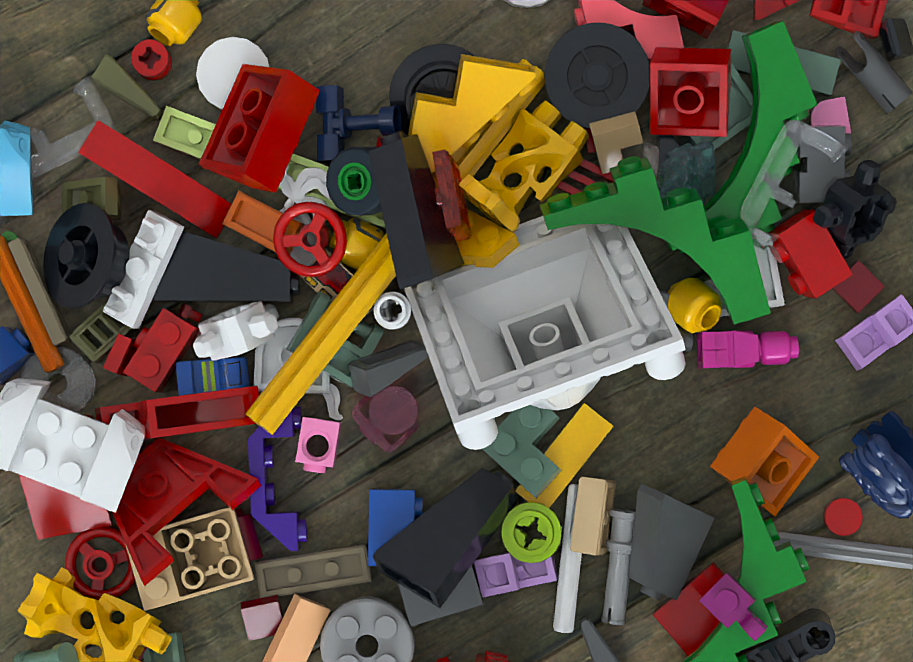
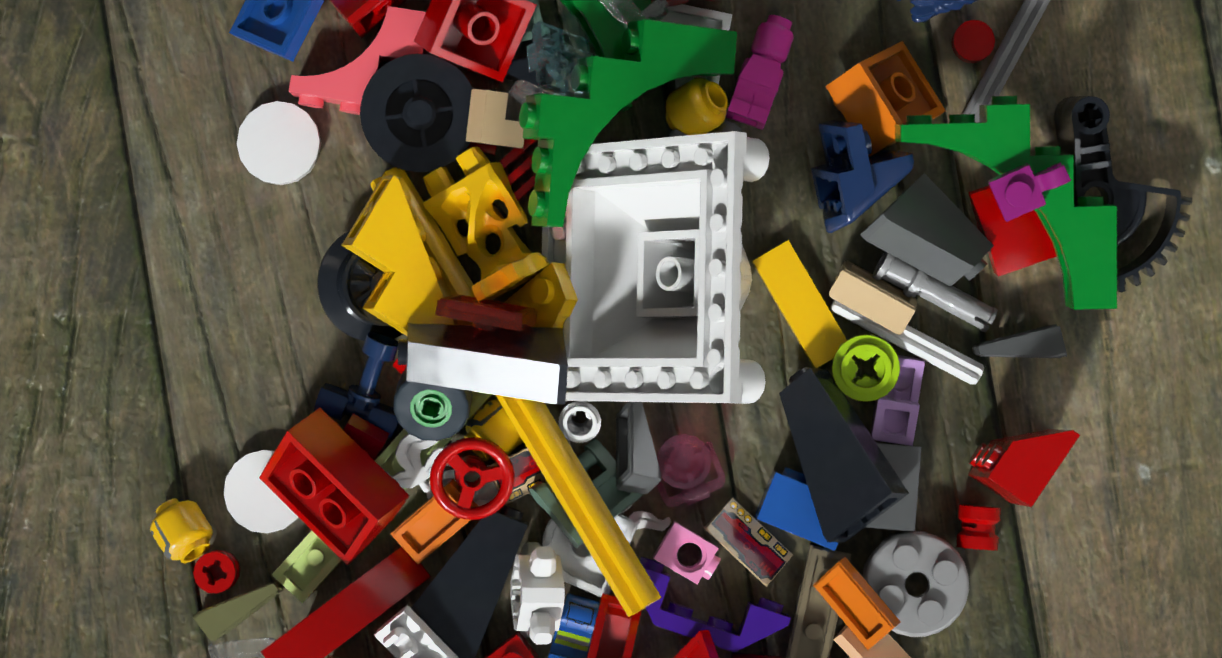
camera: 70 degrees left, 0 degrees up
(187, 311) = (495, 637): red piece -> none
(312, 137) = (366, 435): none -> dark red tile
(331, 601) = (856, 603): none -> orange tile
(348, 491) = (748, 541): none -> slope
(516, 449) = (781, 348): sand green plate -> none
(686, 459) = (851, 178): none -> dark blue piece

